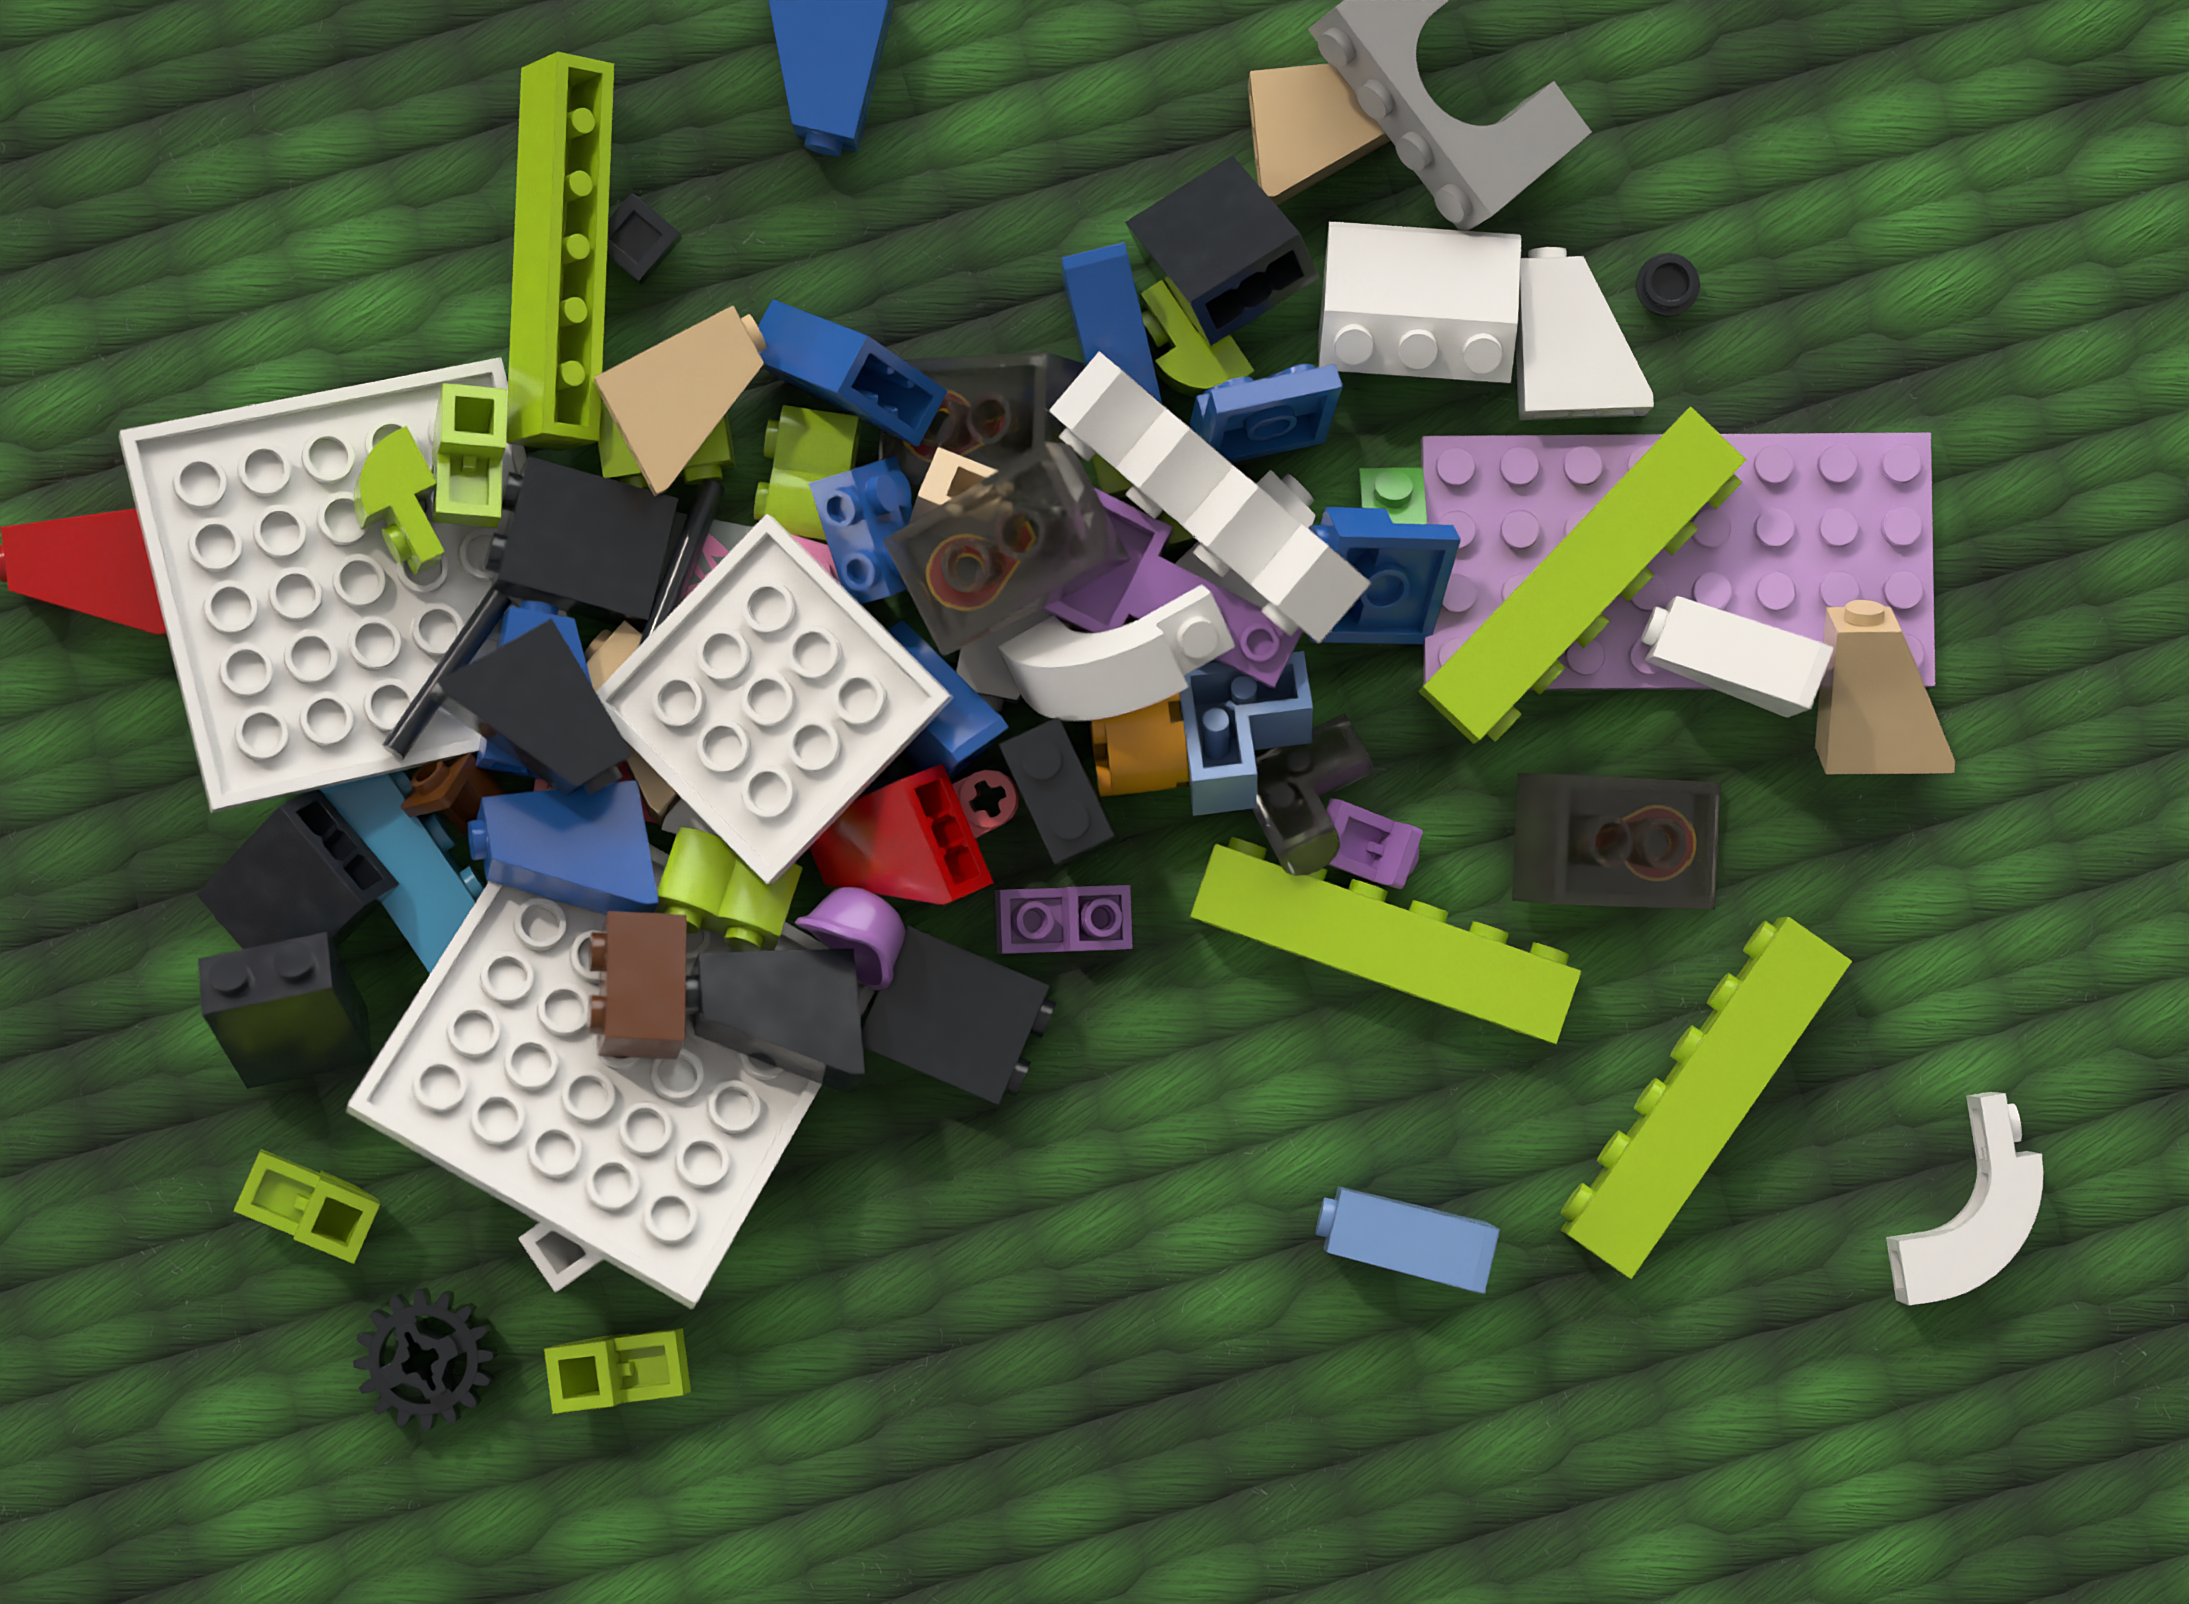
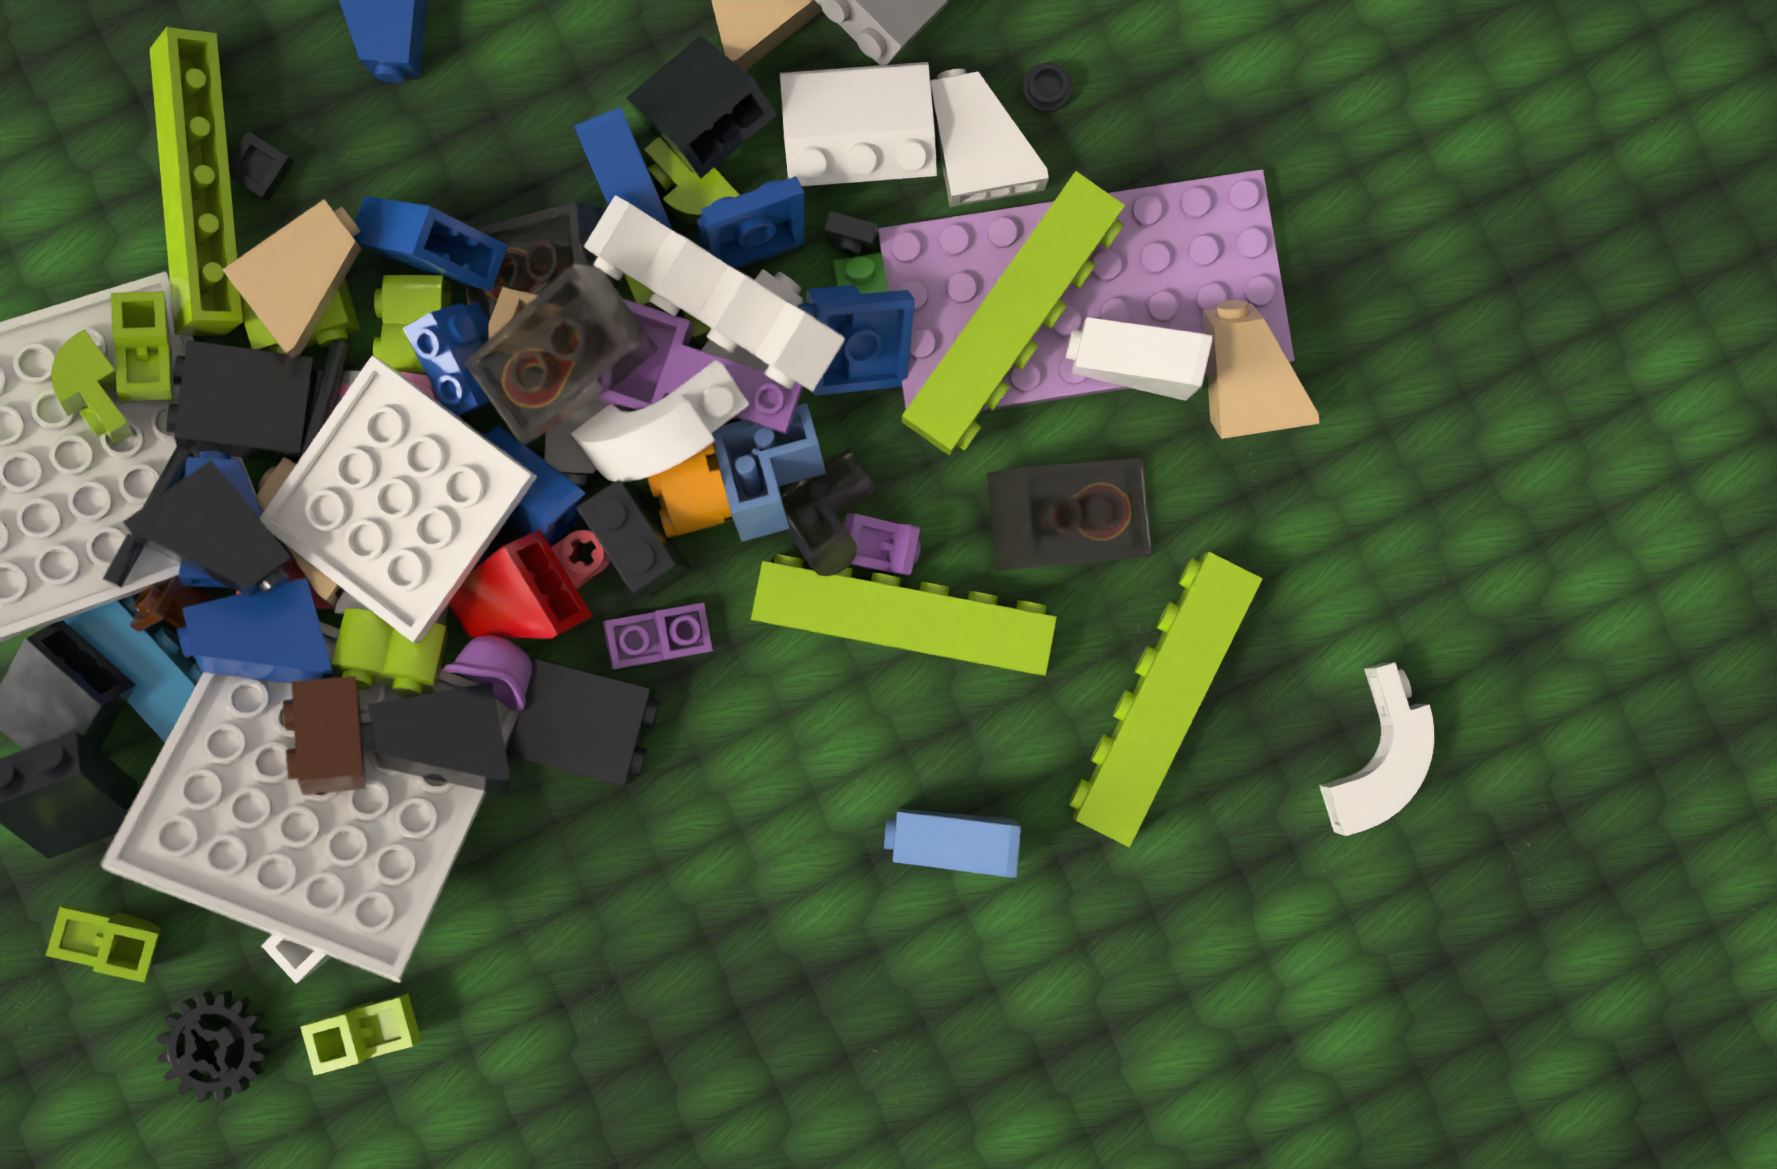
camera: 10 degrees left, 0 degrees up
(1387, 439) = (850, 234): none -> black plate

